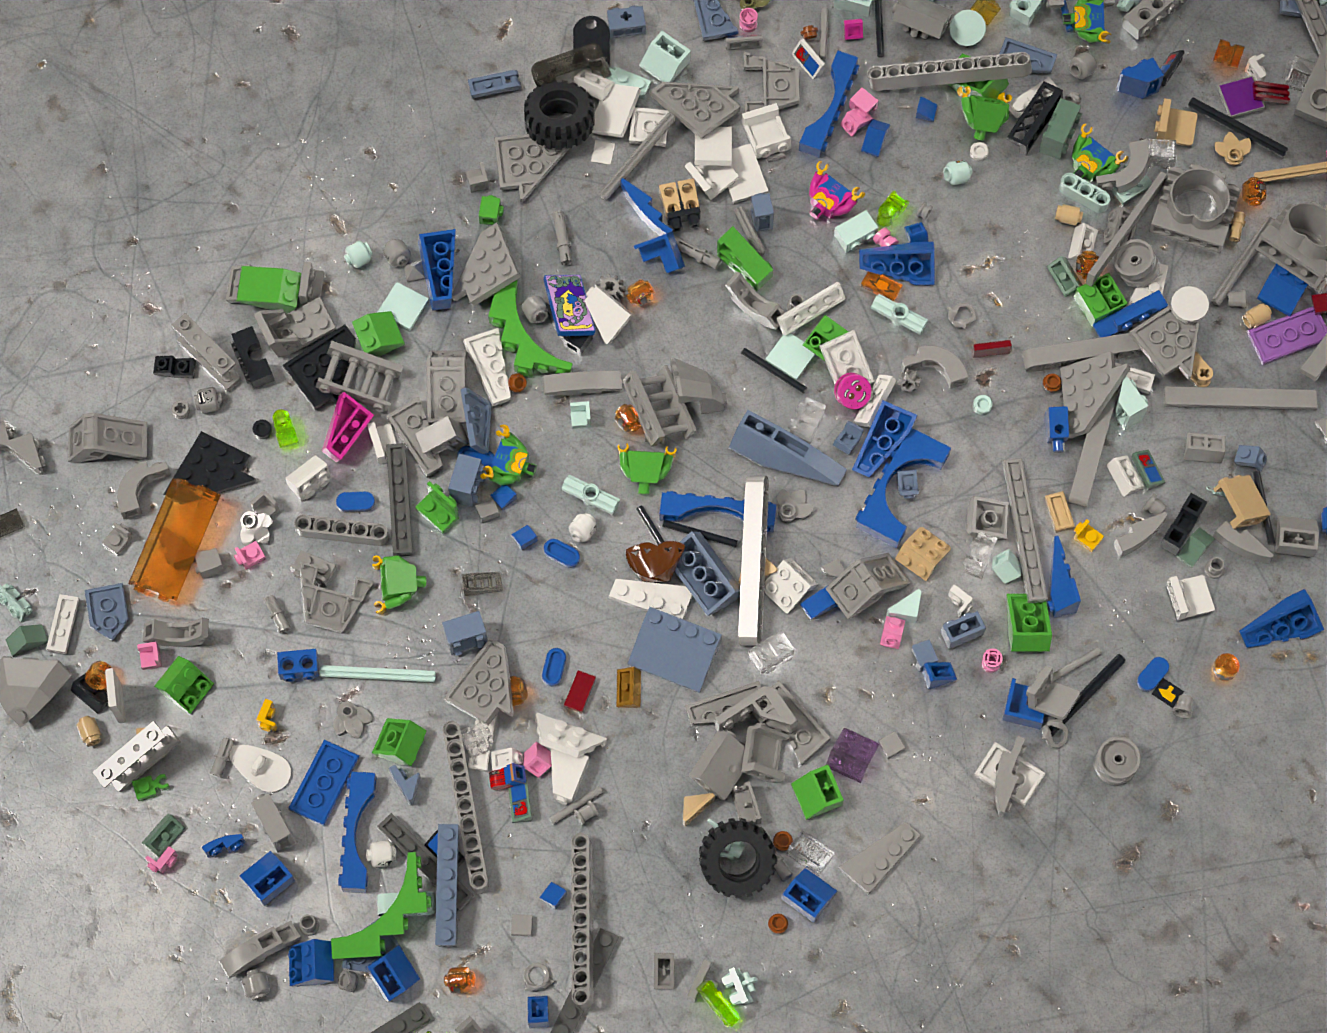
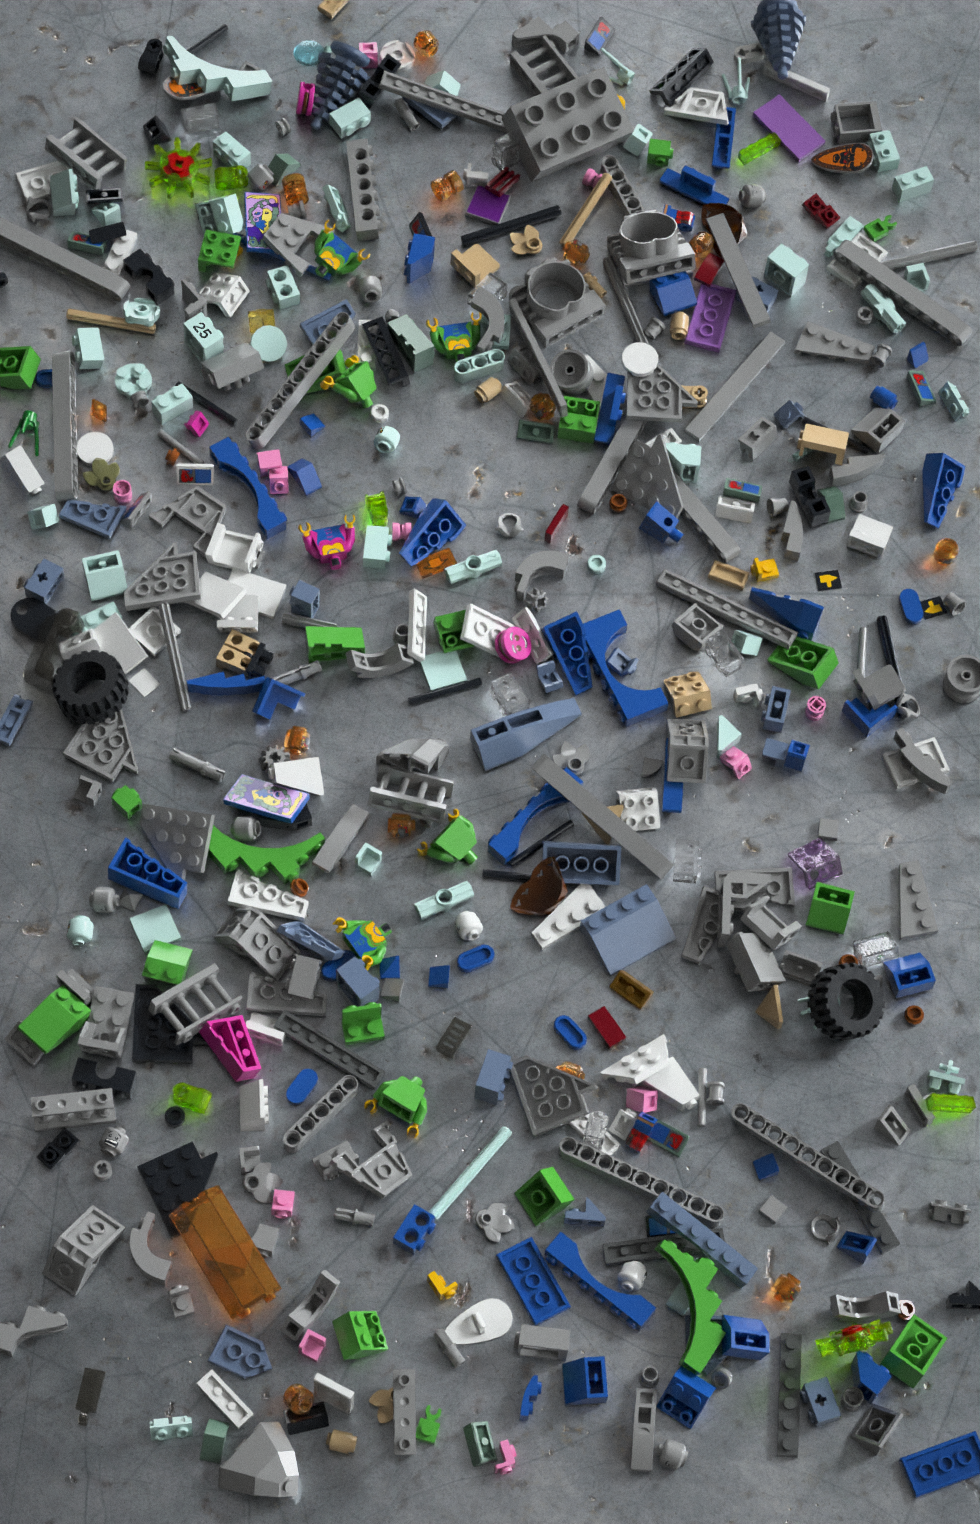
camera: 60 degrees left, 5 degrees down
(1122, 592) = (828, 580): none -> black sticker

